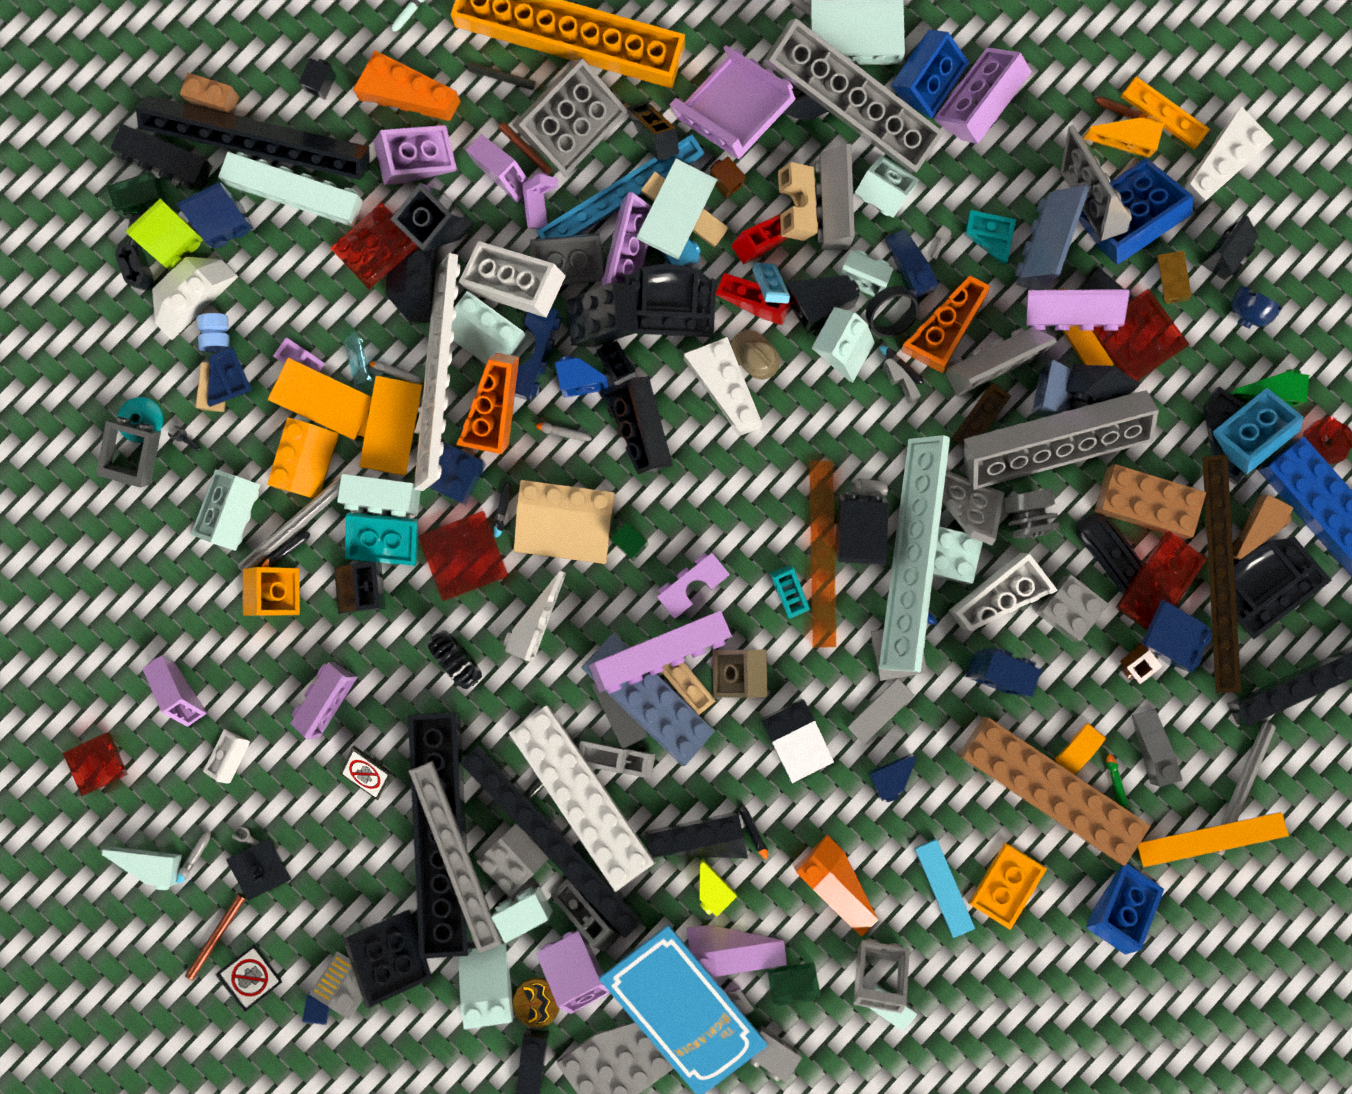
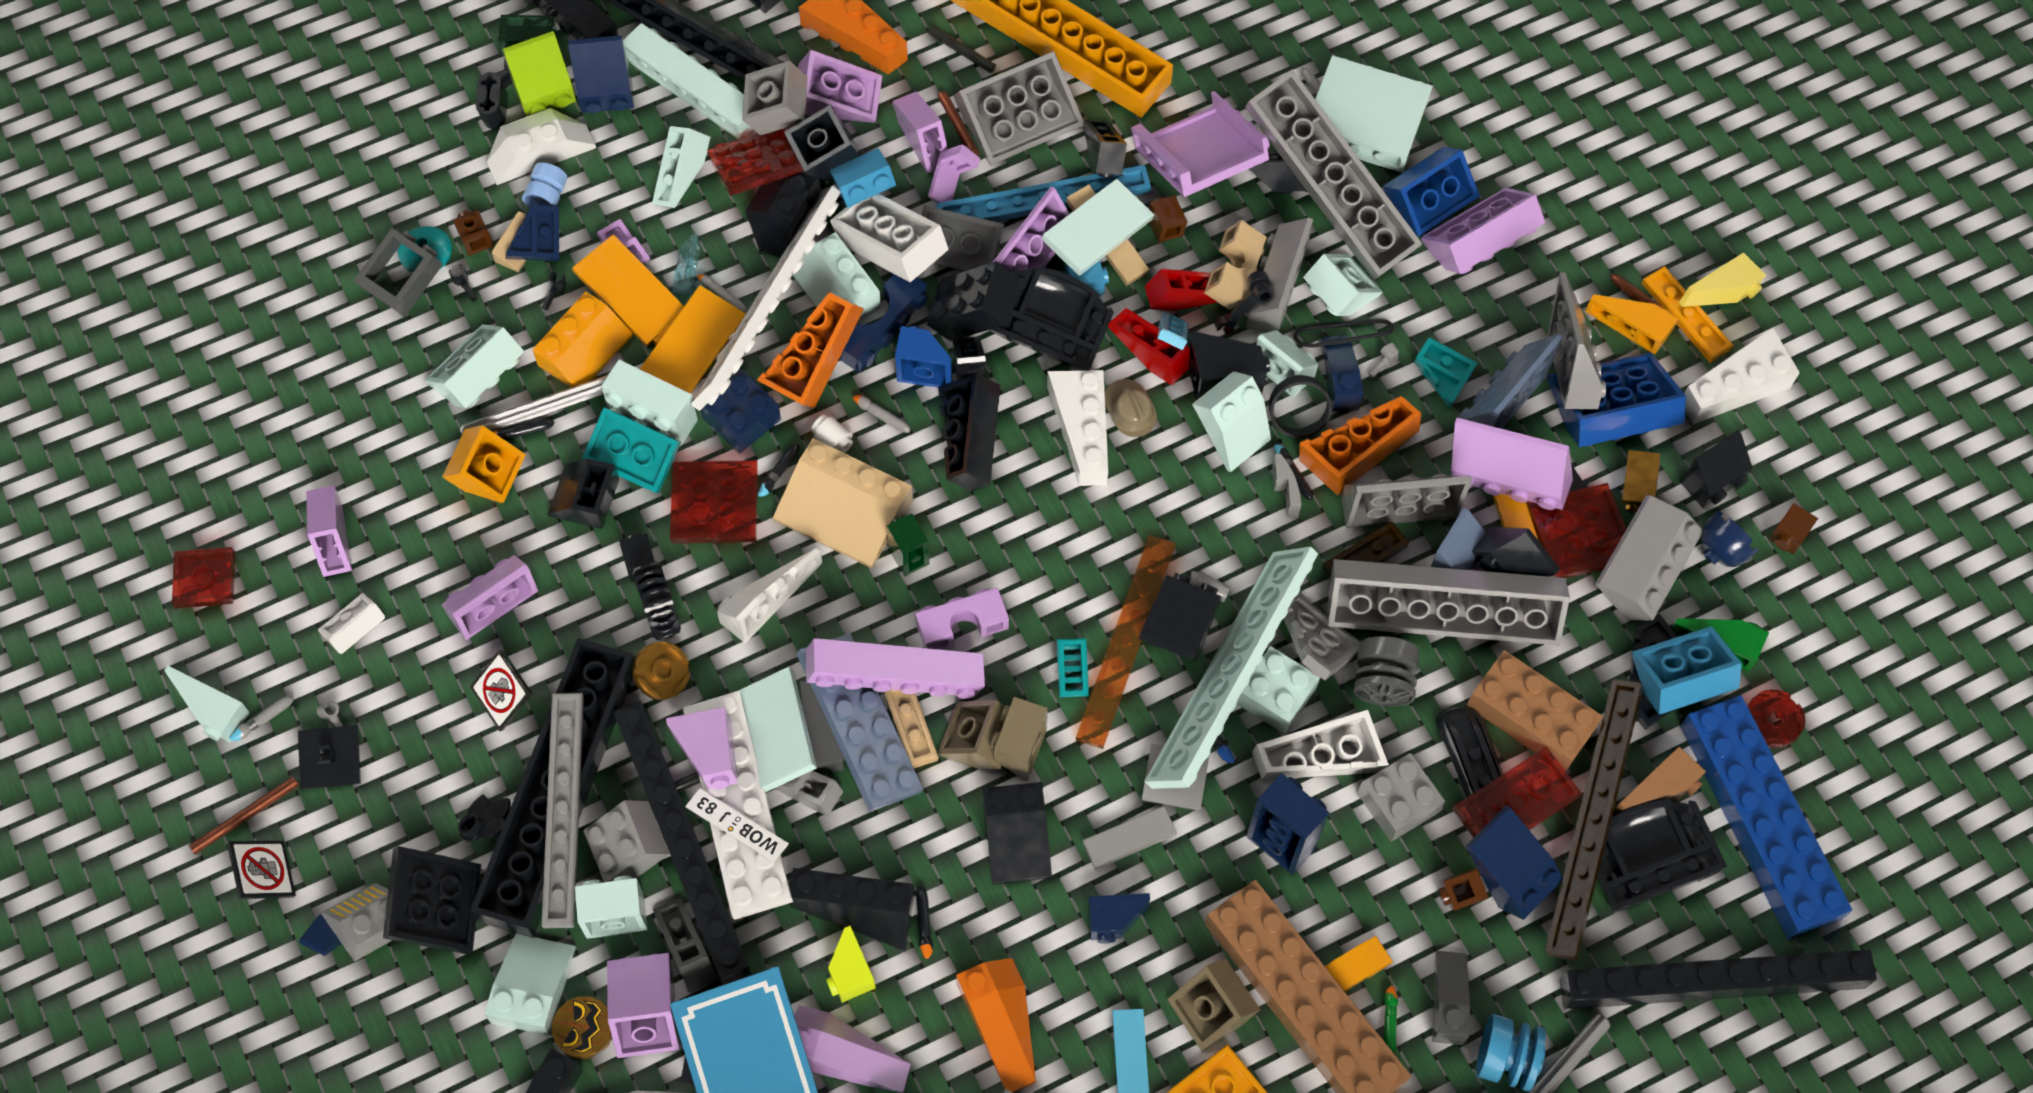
camera: 15 degrees right, 20 degrees down
(176, 397) = (472, 232): none -> reddish brown brick
(259, 418) = (555, 287): none -> black hand
(314, 270) = (681, 162): none -> light aqua slope
(369, 188) = (774, 98): none -> light grey brick
(397, 875) = (484, 819): none -> black plate
(423, 623) = (636, 551): none -> black brick
(470, 235) = (863, 177): none -> dark azure brick
(480, 712) = (660, 670): none -> pearl gold tile
(533, 466) = (832, 433): none -> white brick
(543, 766) = (708, 745): none -> lavender slope
(589, 728) = (778, 729): none -> light aqua tile
(590, 820) = (737, 825): none -> white sticker
(775, 669) = (1020, 736): none -> dark tan slope
(828, 222) = (1259, 292): none -> black brick
(896, 220) = (1342, 325): none -> black piece
(987, 818) = (1213, 1004): none -> dark tan slope
(1193, 75) = (1726, 284): none -> light yellow slope
(1201, 345) = (1648, 559): none -> light grey slope
(1215, 780) = (1518, 1054): none -> dark azure wheel
(1300, 276) = (1793, 529): none -> reddish brown brick

